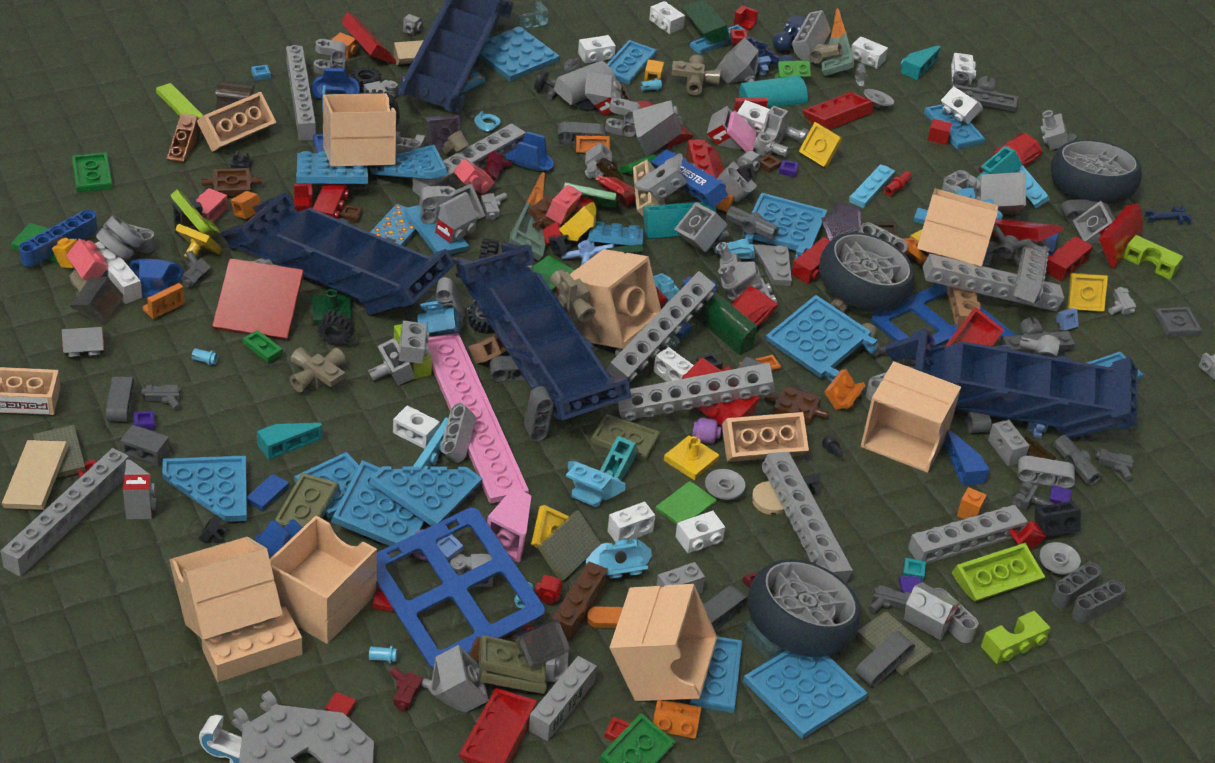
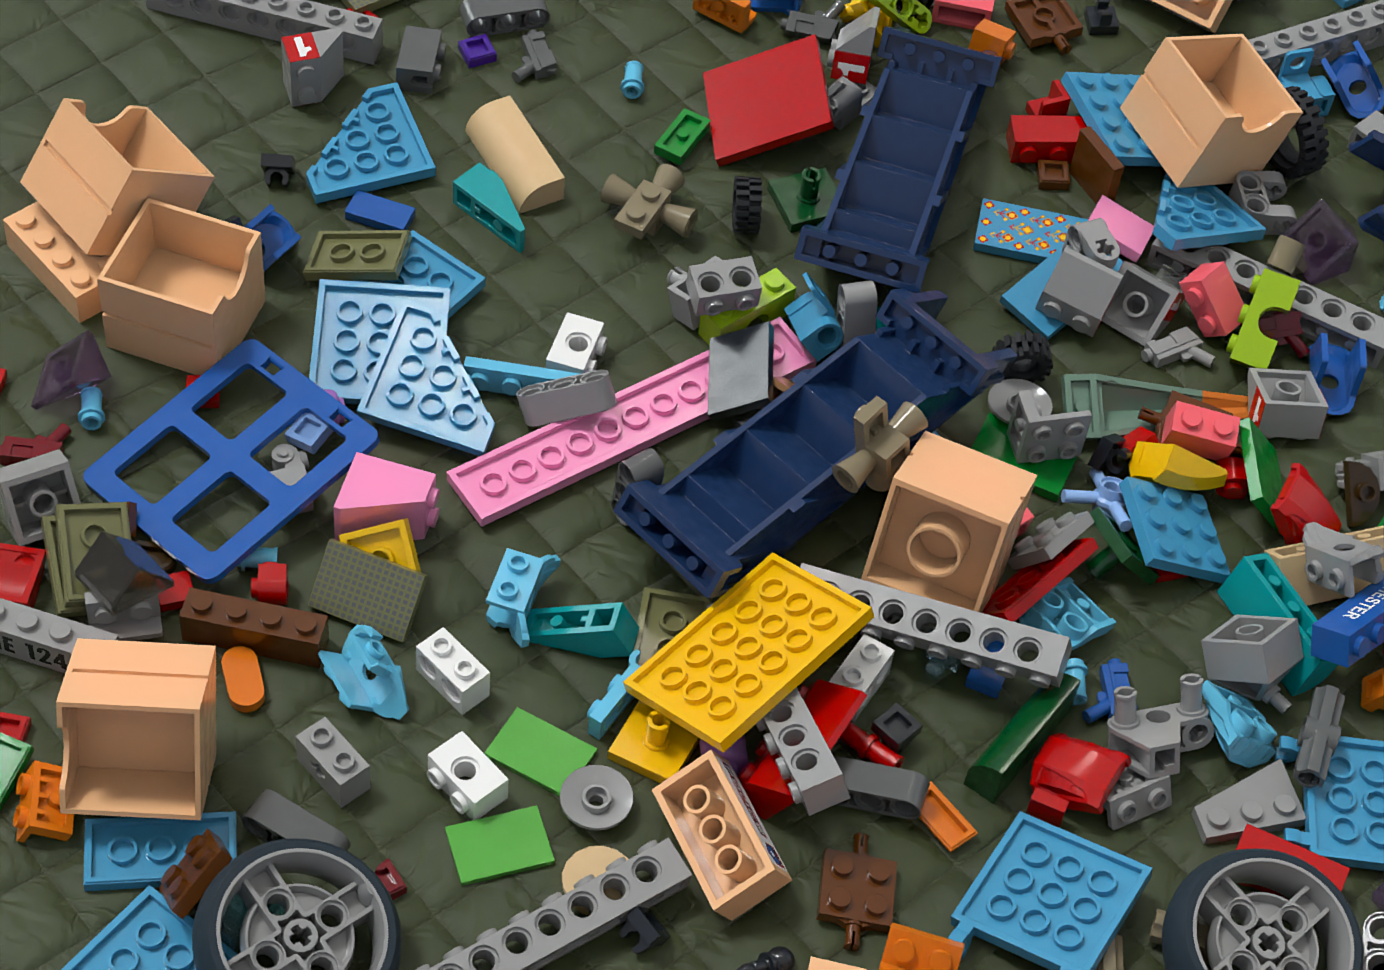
camera: 75 degrees right, 10 degrees up
(232, 245) = (853, 49): none -> light grey slope
(244, 418) = (516, 154): none -> tan brick
(354, 657) = (70, 370): none -> clear purple slope
(365, 190) = (1095, 166): none -> reddish brown tile
(403, 197) = (1126, 227): none -> bright pink tile
(466, 356) = (740, 371): none -> tile
(503, 174) = (1271, 293): none -> lime arch
(544, 258) = (1046, 436): none -> light grey bracket
(546, 176) = (1286, 403): none -> light grey slope
(663, 461) = (606, 711): none -> medium azure plate
(671, 390) = (748, 651): none -> yellow plate
(741, 533) = (499, 845): none -> bright green piece
(751, 644) = (188, 880): none -> reddish brown plate
(766, 326) = (1047, 807): none -> red tile

